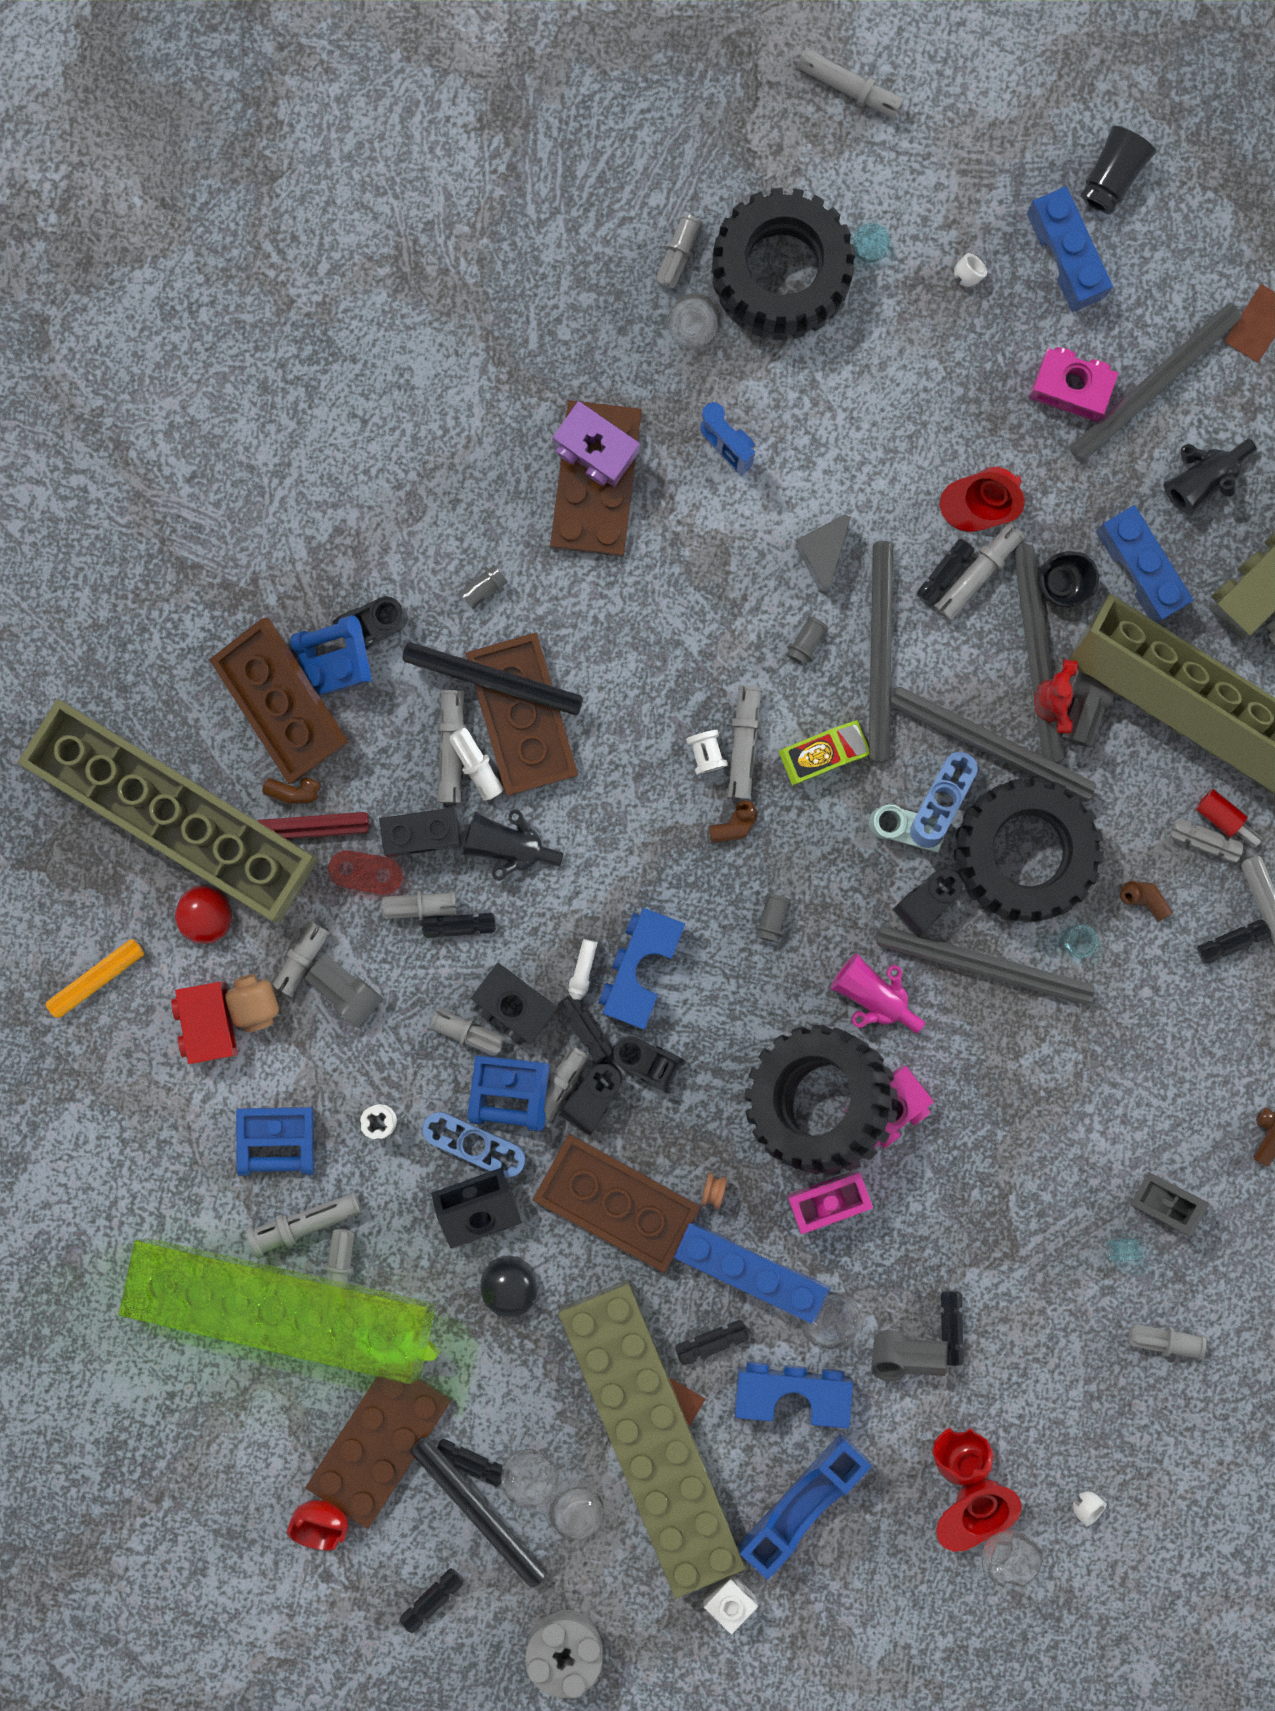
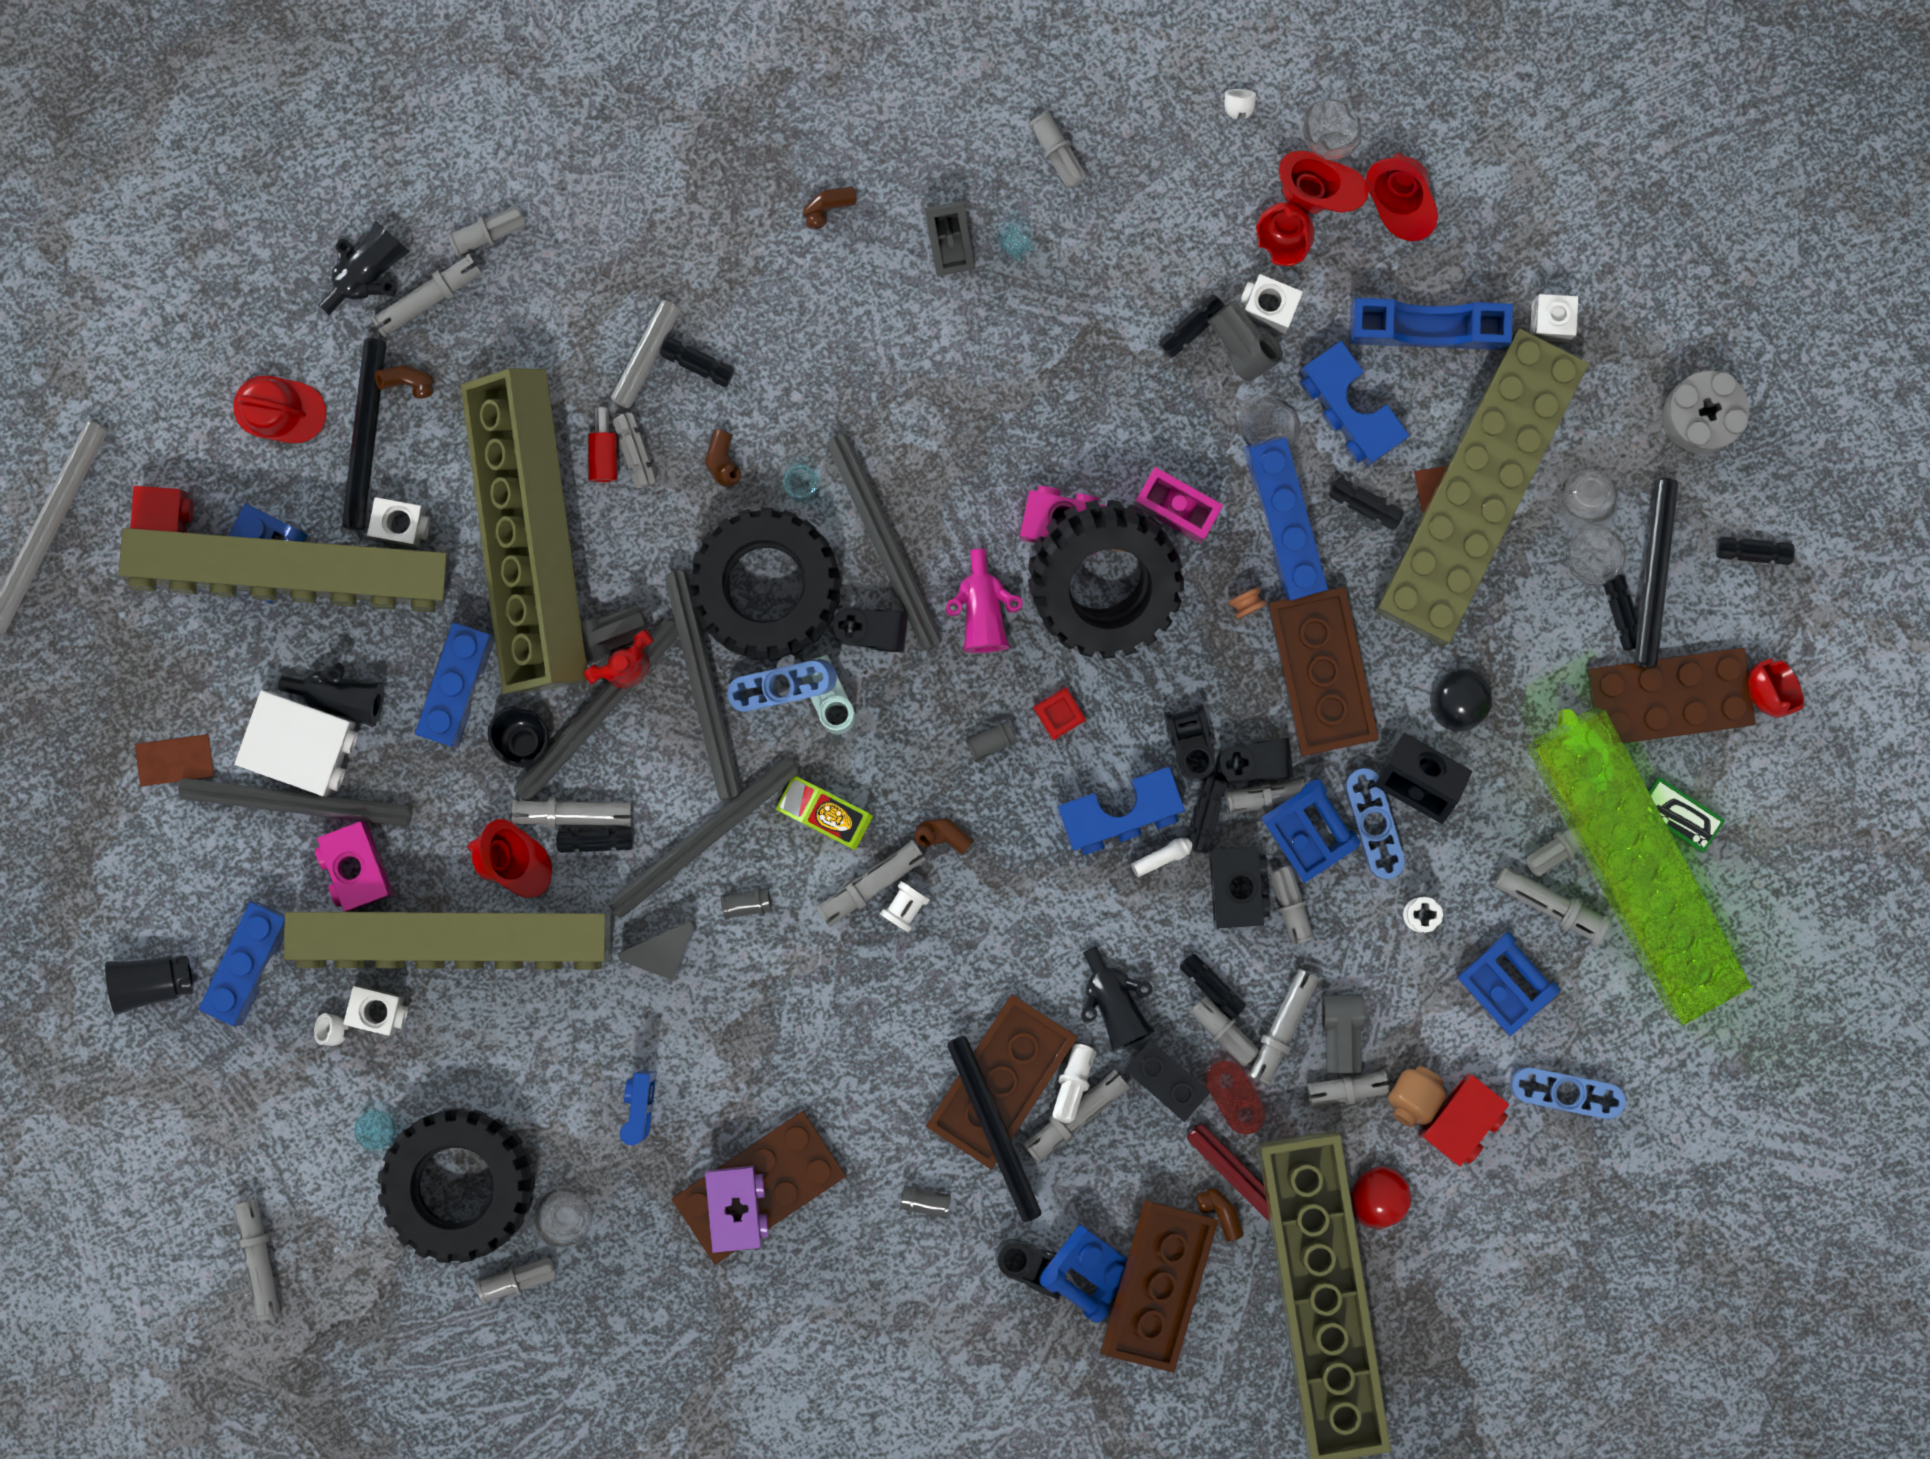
camera: 130 degrees left, 0 degrees up
(94, 978) = (1506, 1240): light orange axle -> none
(144, 1139) = (1598, 1088): none -> medium blue beam
(284, 1376) = (1685, 816): none -> tile
(384, 950) = (1283, 1027): none -> light grey pin
(750, 984) = (1059, 714): none -> red tile
(915, 1417) = (1287, 297): none -> white brick
(916, 1568) = (1403, 197): none -> red piece
(963, 298) = (358, 1010): none -> white brick
(969, 402) = (443, 937): none -> olive brick
(1198, 416) = (296, 744): none -> white panel

